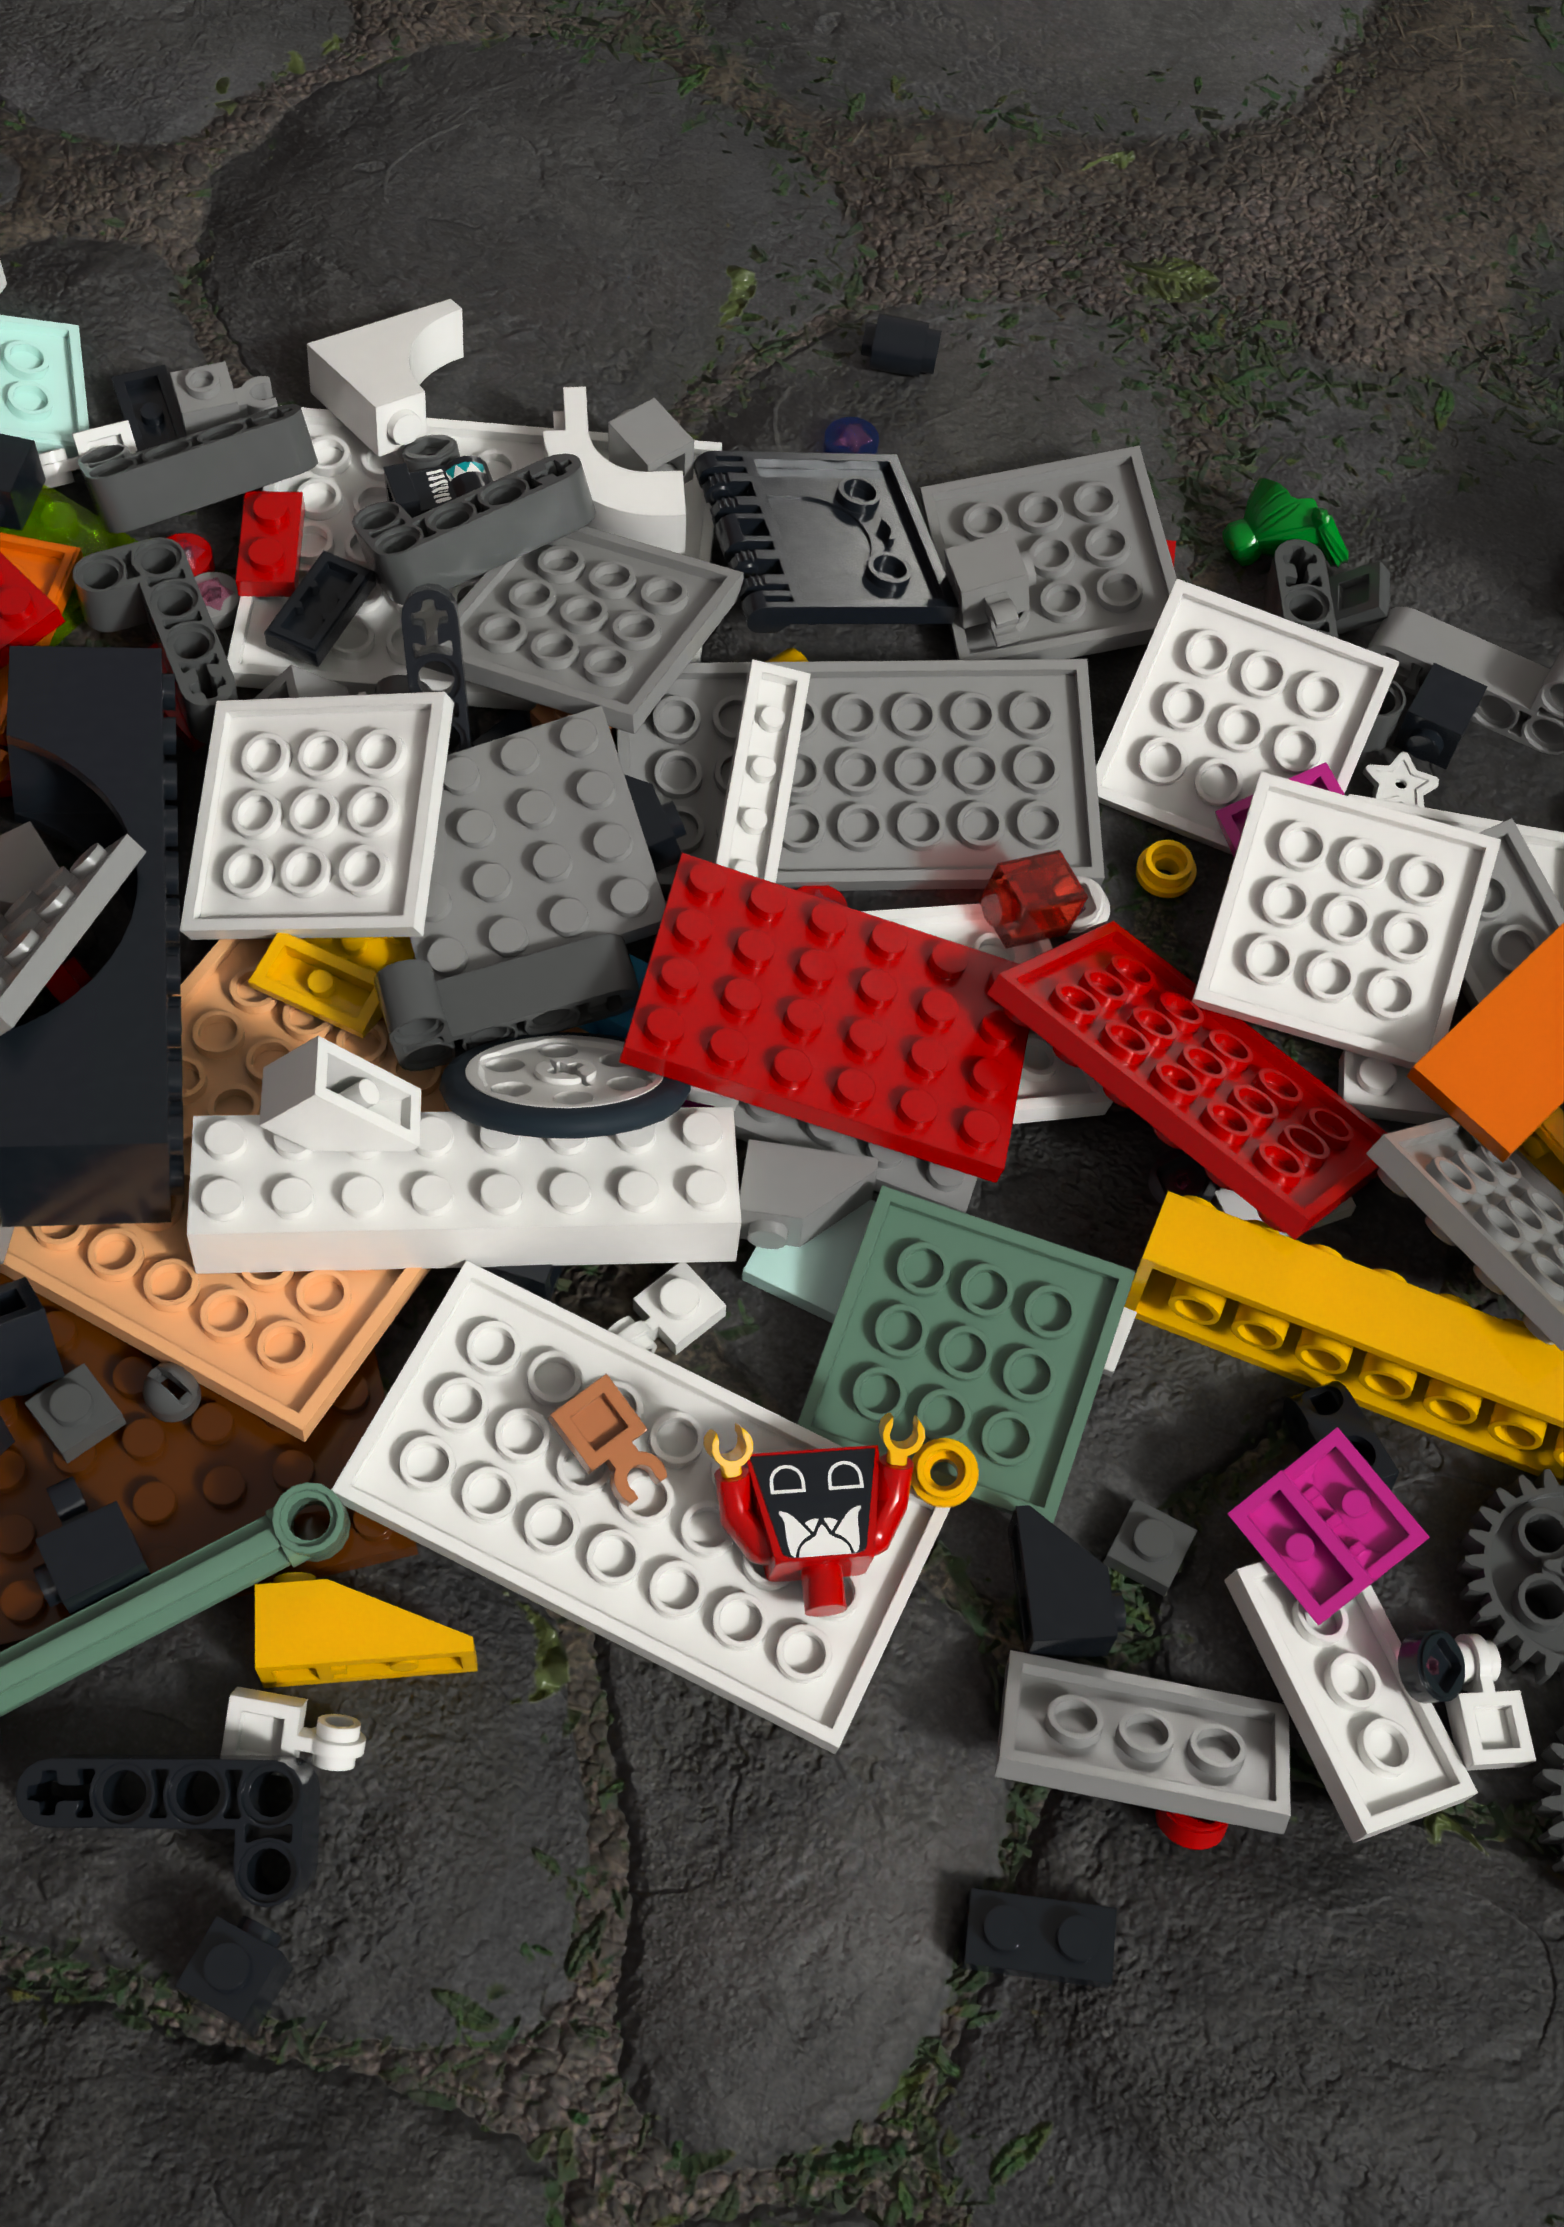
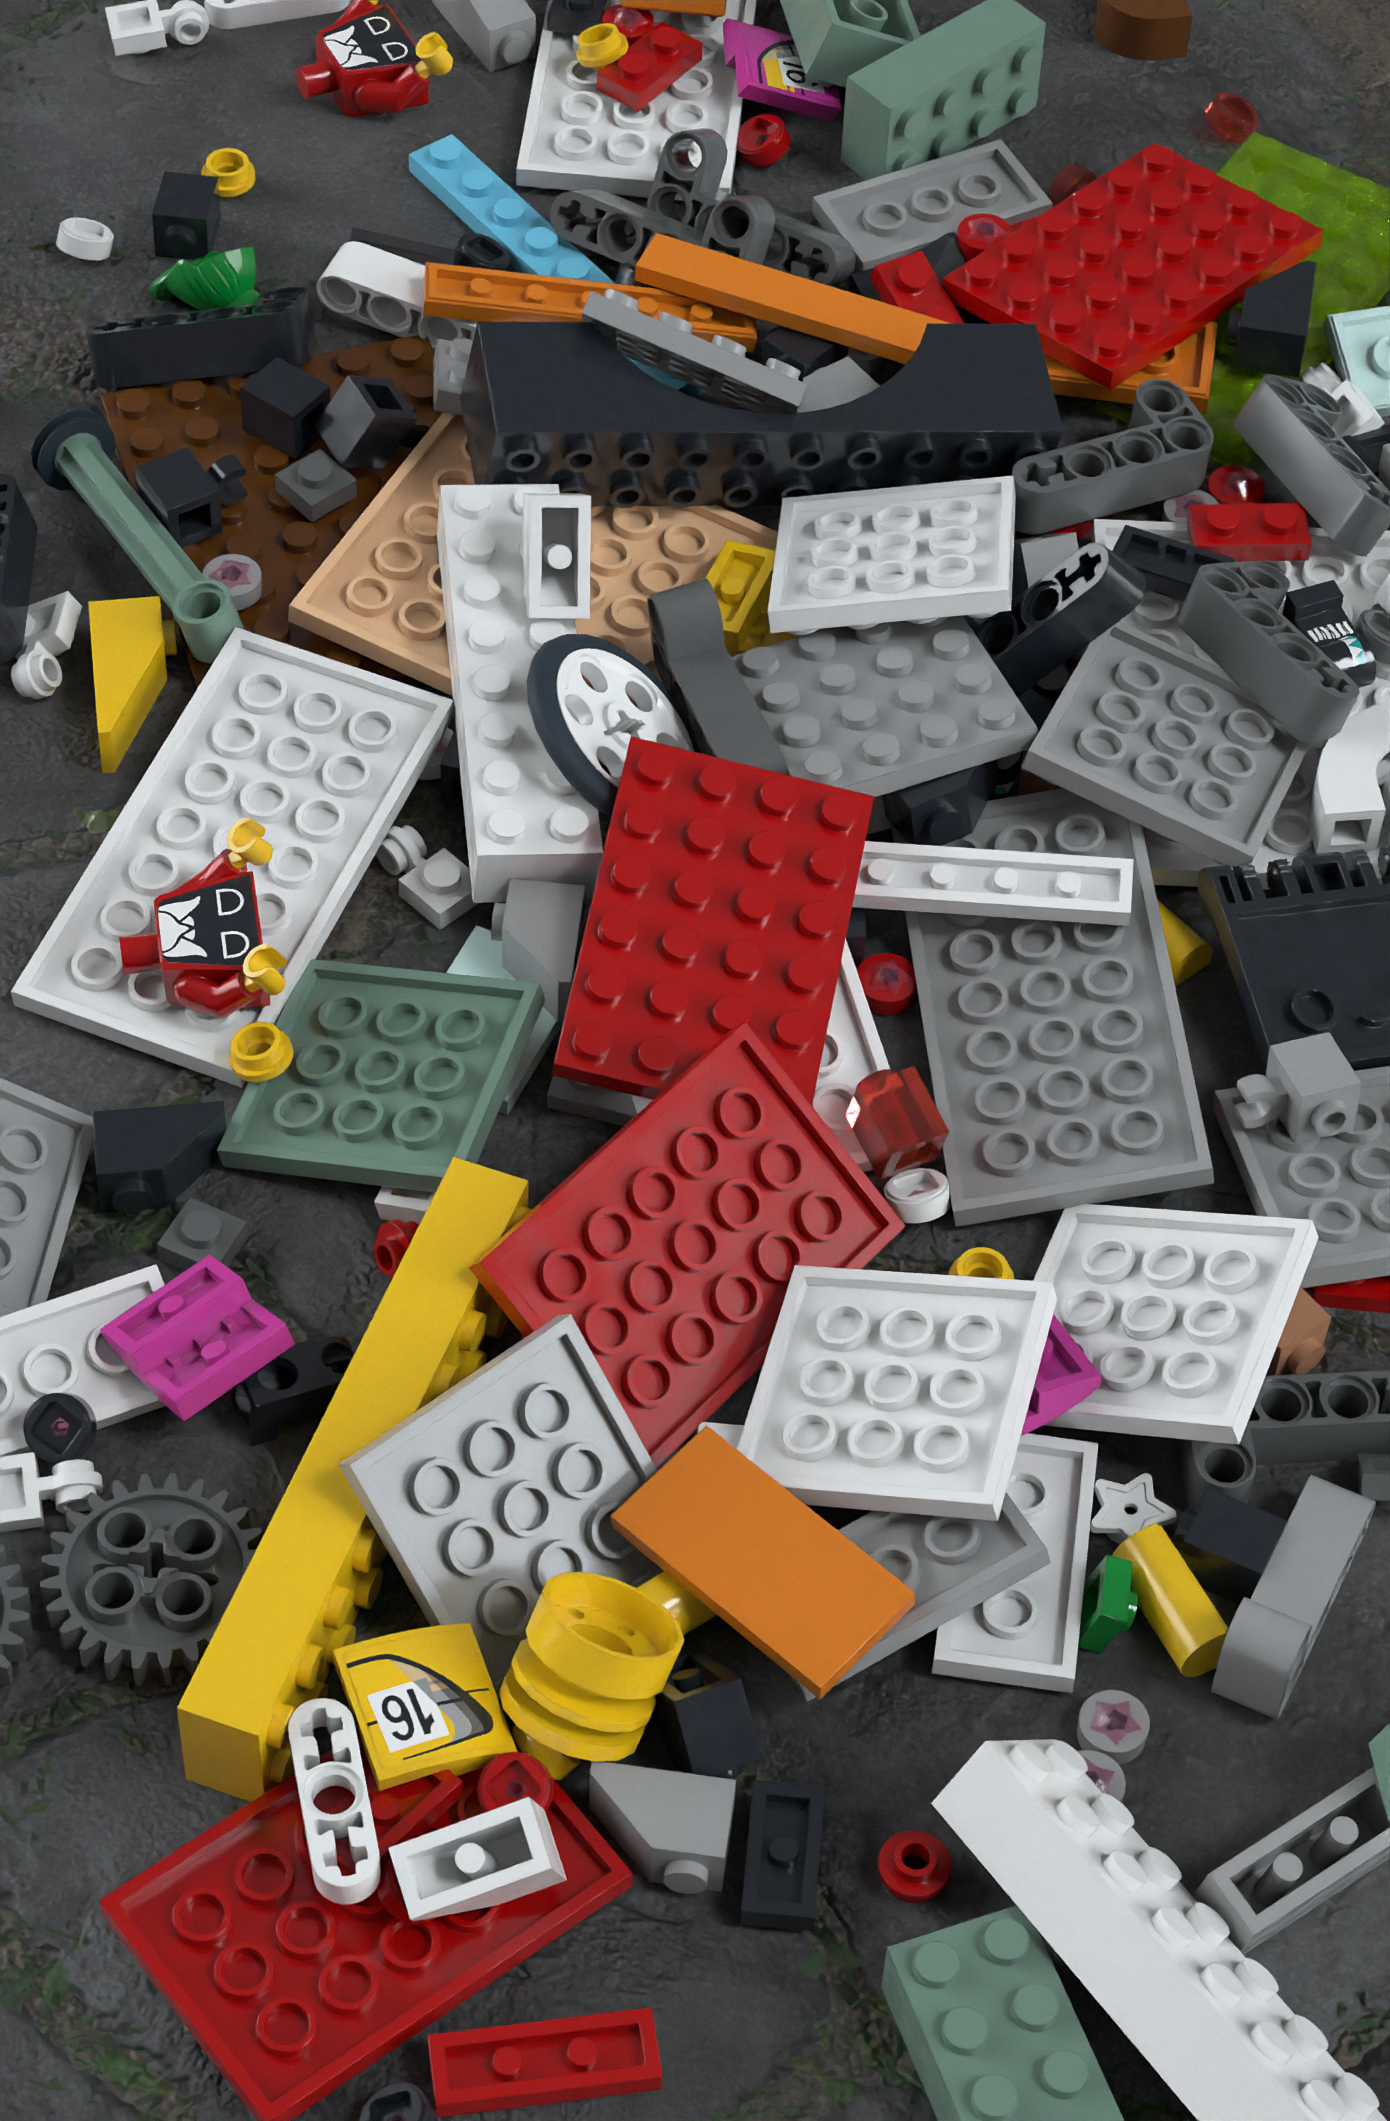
camera: 90 degrees right, 10 degrees down
(162, 1402) = (331, 526): dark grey hinge -> none
(227, 1503) = (240, 575): none -> light grey tile
(601, 1430) = (282, 790): nougat plate -> none
(1168, 1349) = (392, 1244): none -> red plate
(1496, 761) = (1173, 1601): none -> yellow brick
(1509, 798) = (1107, 1604): none -> green plate

